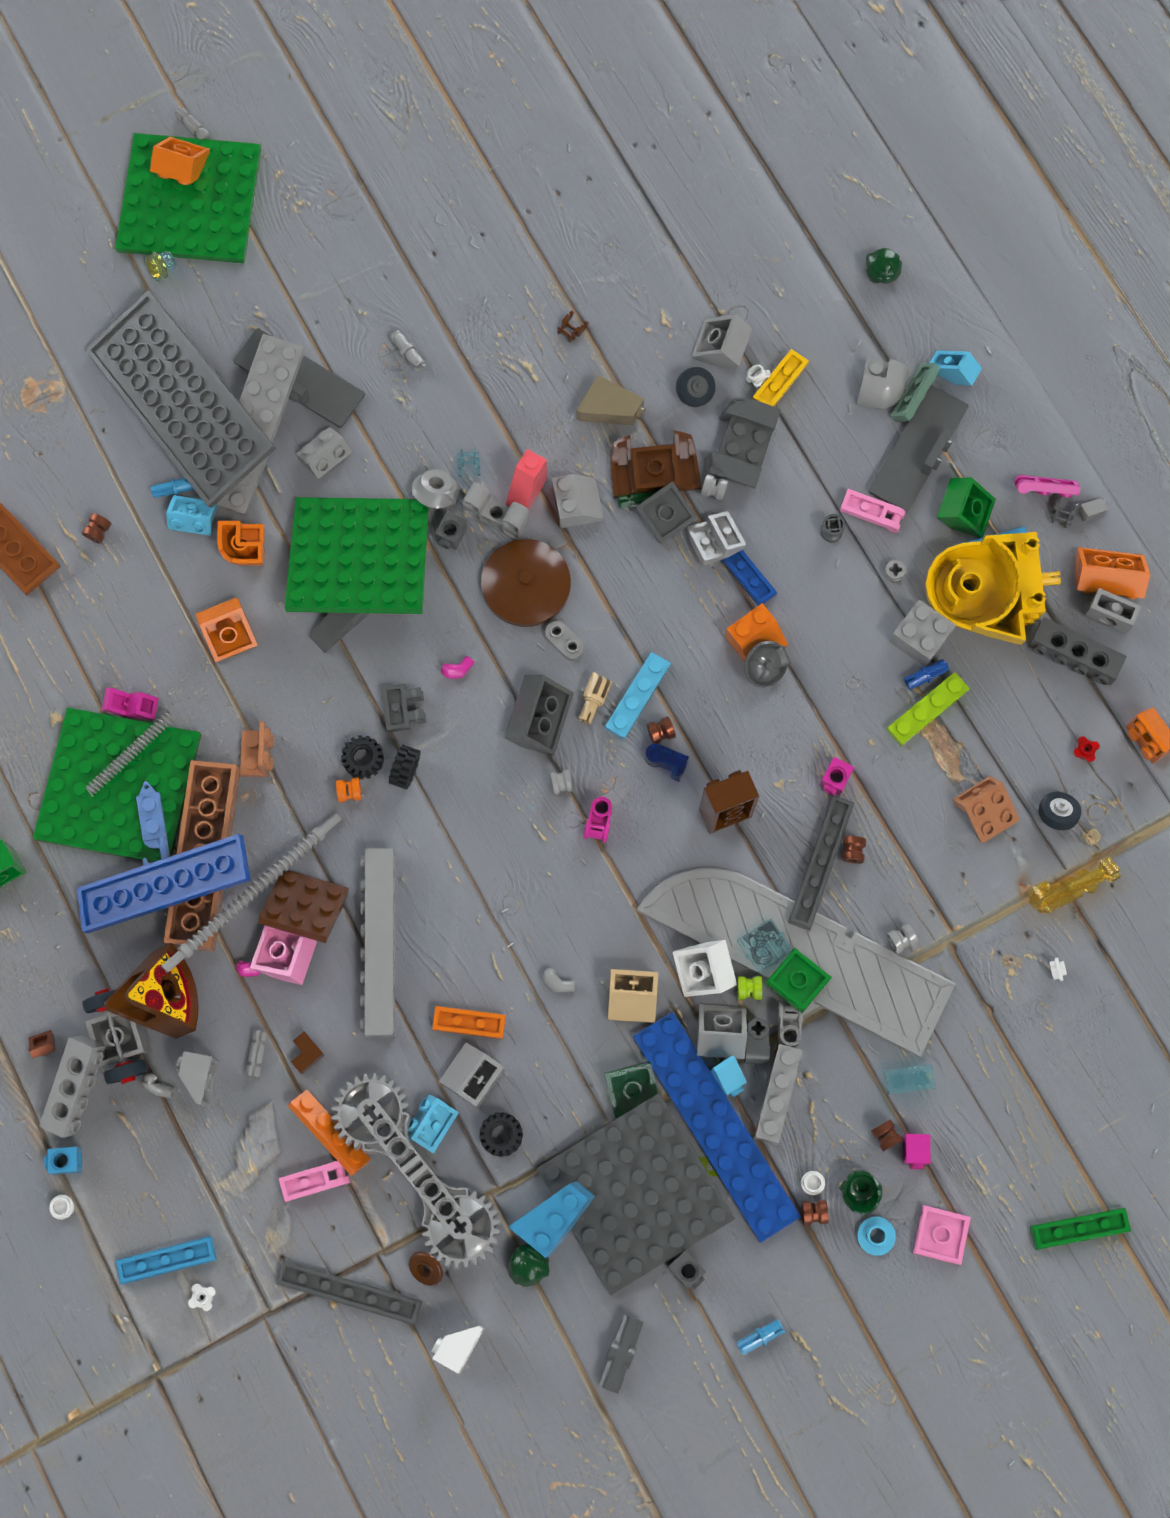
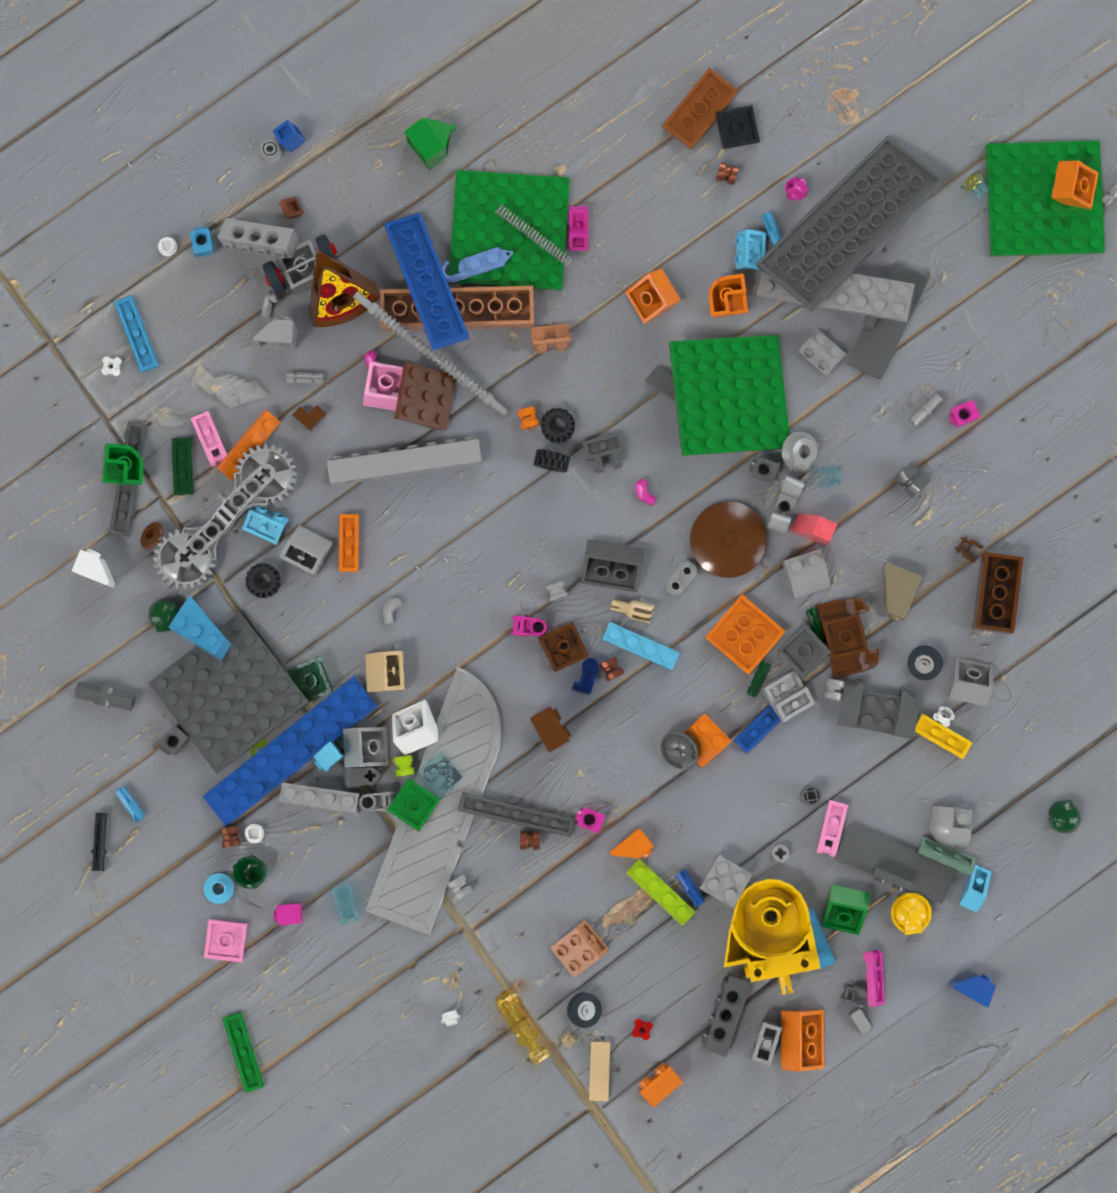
camera: 80 degrees right, 10 degrees up
(43, 510) = (737, 127): none -> black plate
(129, 454) = (796, 189): none -> dark pink gear
(331, 1295) = (122, 465): none -> green brick
(343, 1220) = (182, 466): none -> dark green tile
(416, 302) = (971, 410): none -> dark pink brick
(485, 373) = (912, 479): none -> dark grey wheel
(626, 299) = (997, 593): none -> reddish brown brick
(633, 769) = (576, 652): none -> reddish brown plate
(639, 577) = (745, 634): none -> orange plate
(692, 569) = (758, 679): none -> dark green axle
(804, 1382) = (99, 842): none -> black pin
(871, 730) = (634, 846): none -> orange slope
(891, 1139) = (298, 889): copper wheel -> none
(977, 437) = (911, 913): none -> yellow piece
(1067, 379) = (976, 988): none -> blue slope
(1131, 804) = (599, 1071): none -> tan tile

